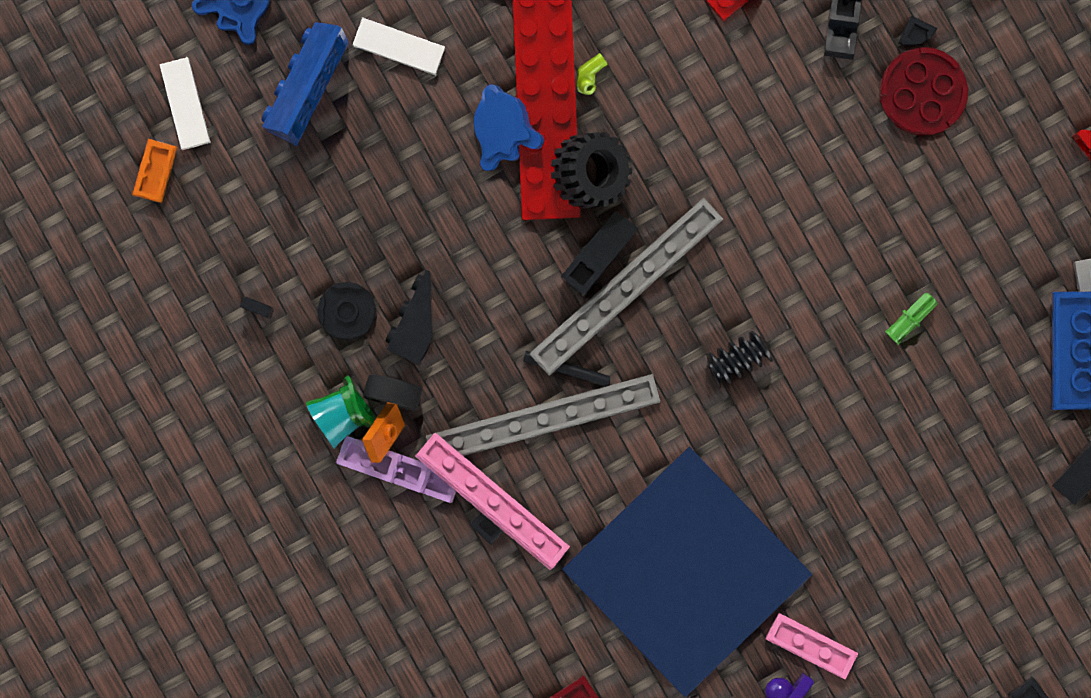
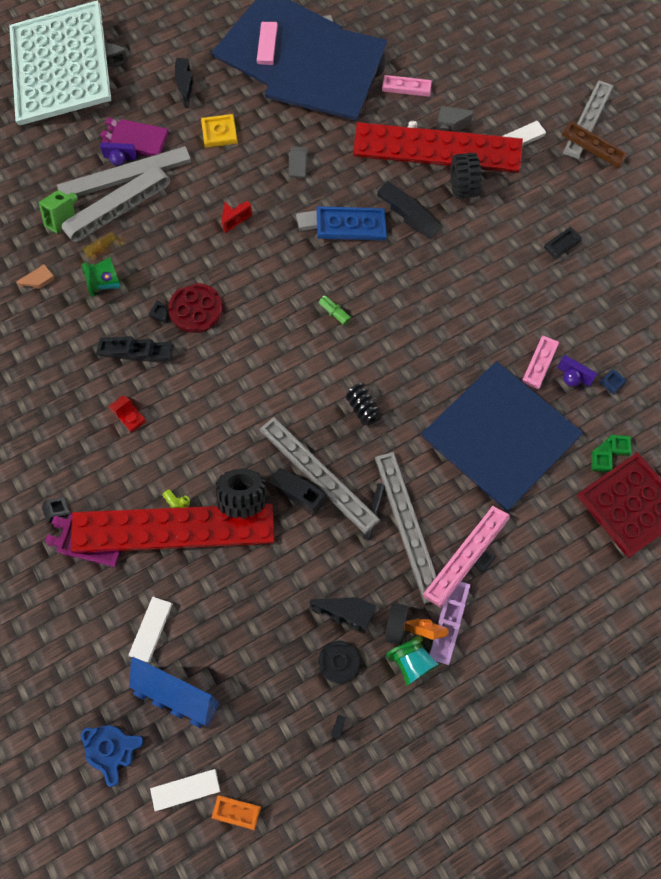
camera: 95 degrees left, 20 degrees down
(502, 127) = (210, 554): blue tile -> none

